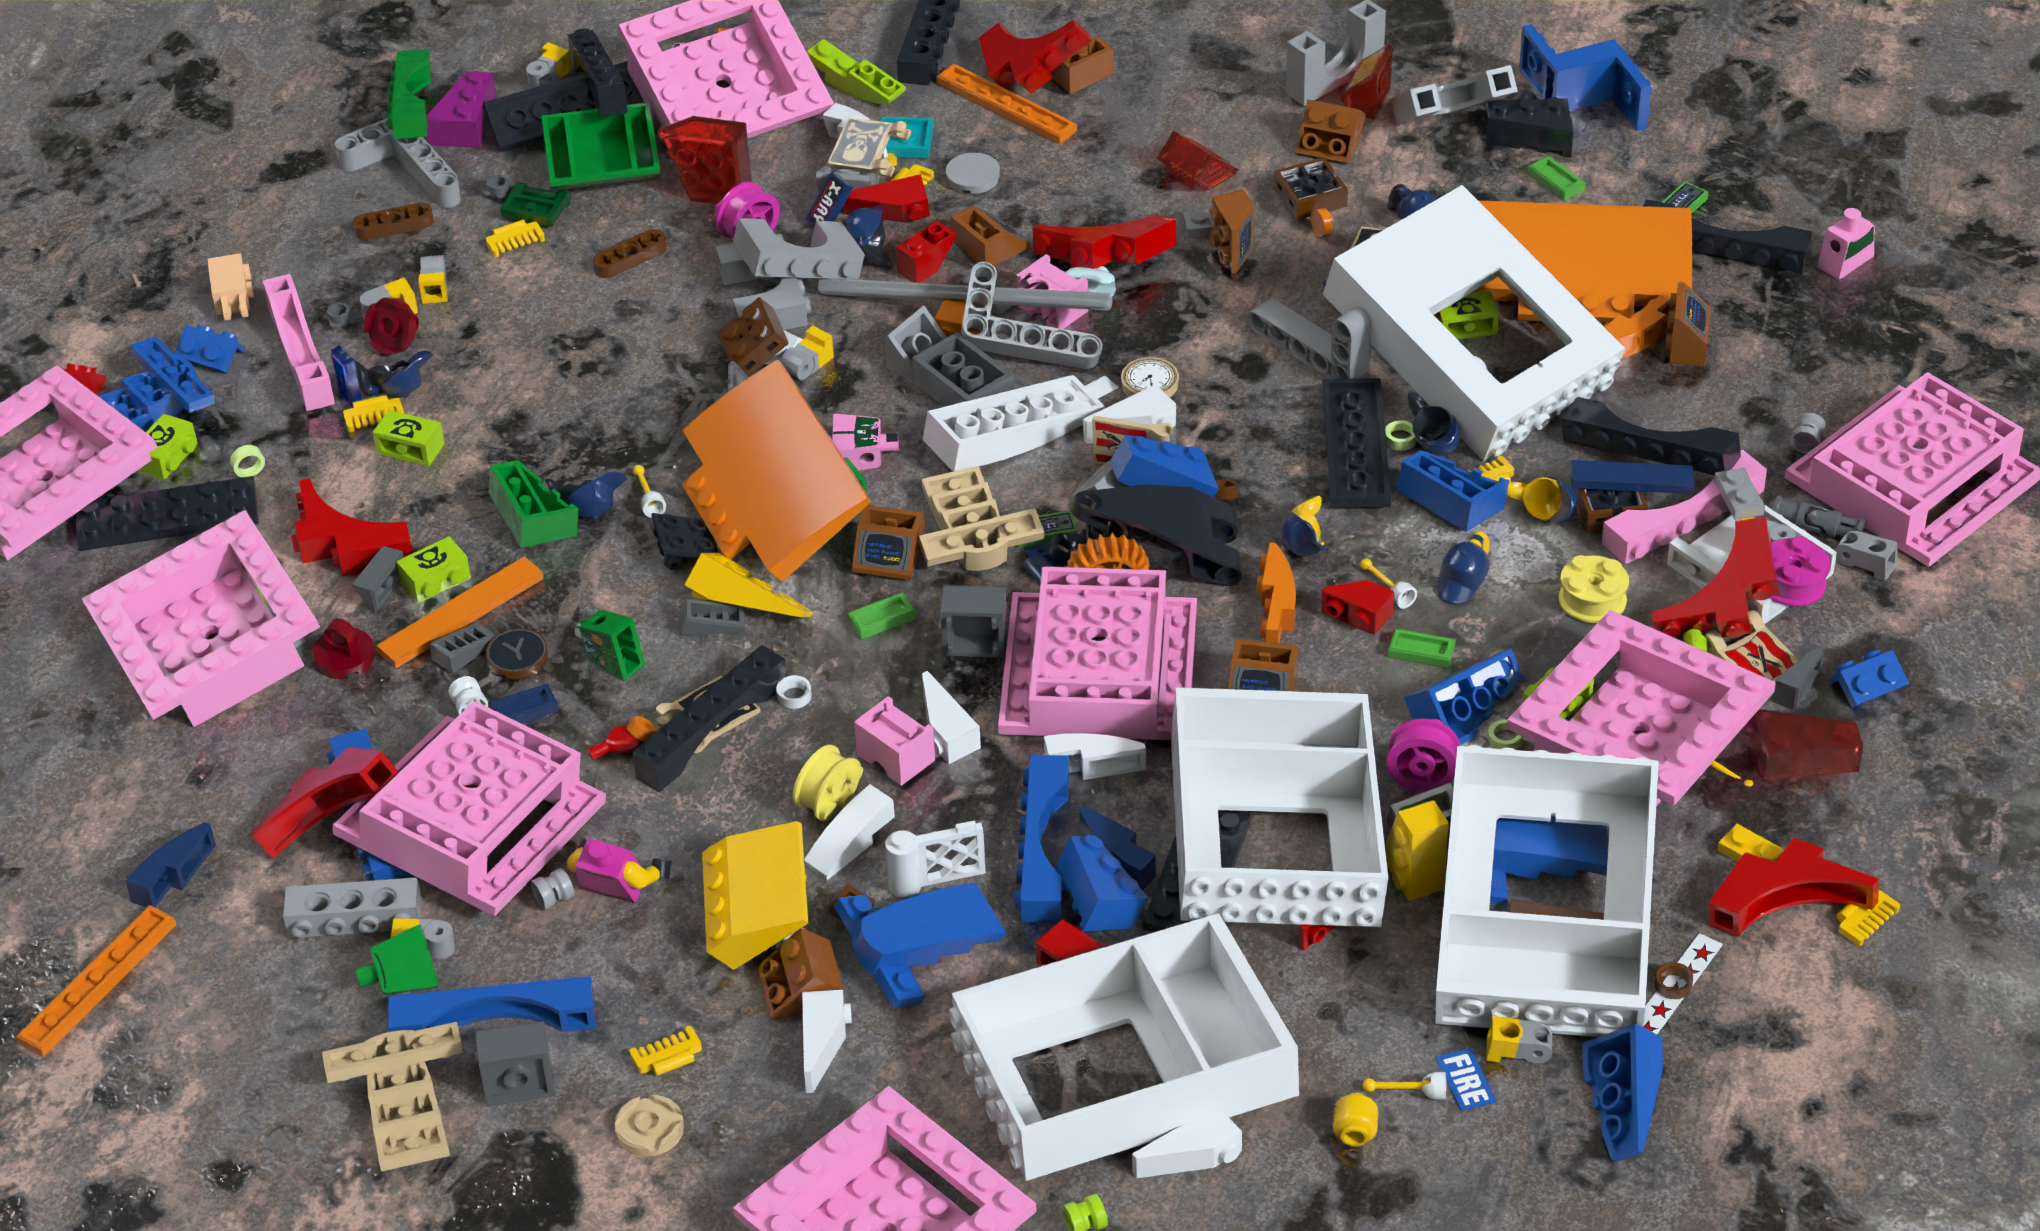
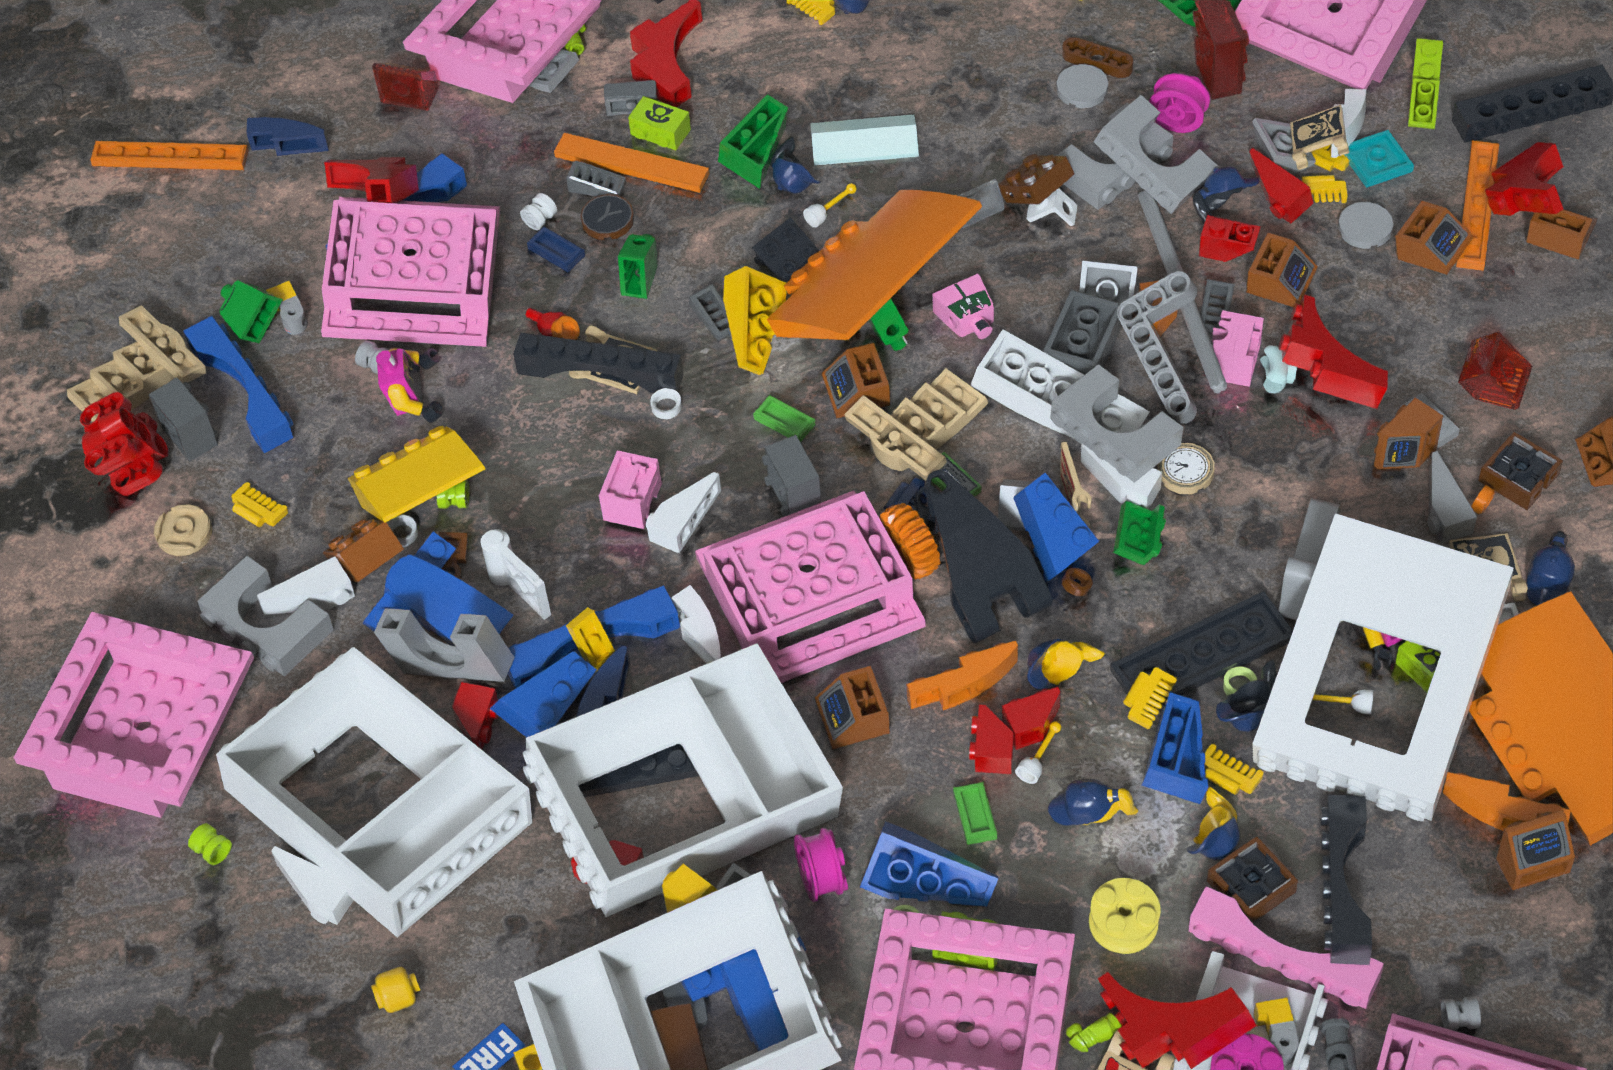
camera: 65 degrees right, 10 degrees up
(198, 741) = (405, 85): none -> clear red slope
(343, 650) = (549, 117): dark red tile -> none
(350, 907) = (294, 251): light grey brick -> none
(408, 438) = (791, 36): lime brick -> none
(511, 1121) = (124, 441): none -> red piece
(584, 439) = (864, 139): none -> light aqua slope
(654, 276) = (1082, 85): none -> light grey tile
(796, 1113) = (276, 646): none -> light grey arch
(809, 354) = (1050, 226): leg -> none
(827, 782) = (558, 468): light yellow wheel -> none
(829, 200) = (1238, 147): tile -> none
(850, 832) = (528, 510): white slope -> none
(1027, 910) = (476, 655): none -> light grey arch
(1030, 136) = (1432, 238): none -> dark orange slope
(1049, 823) = (590, 638): none -> yellow plate
(1063, 404) = (1129, 452): none -> light grey arch
(1204, 428) = (1139, 532): none -> green bracket
(1304, 242) = (1449, 510): none -> light grey slope
(1350, 563) = (1031, 716): none -> red slope
(1383, 487) = (1140, 695): none -> yellow piece
(1432, 1085) = (460, 1033): hinge -> none
(1632, 477) = (1276, 884): dark blue tile -> none
(1739, 493) = (1310, 982): light grey plate -> none

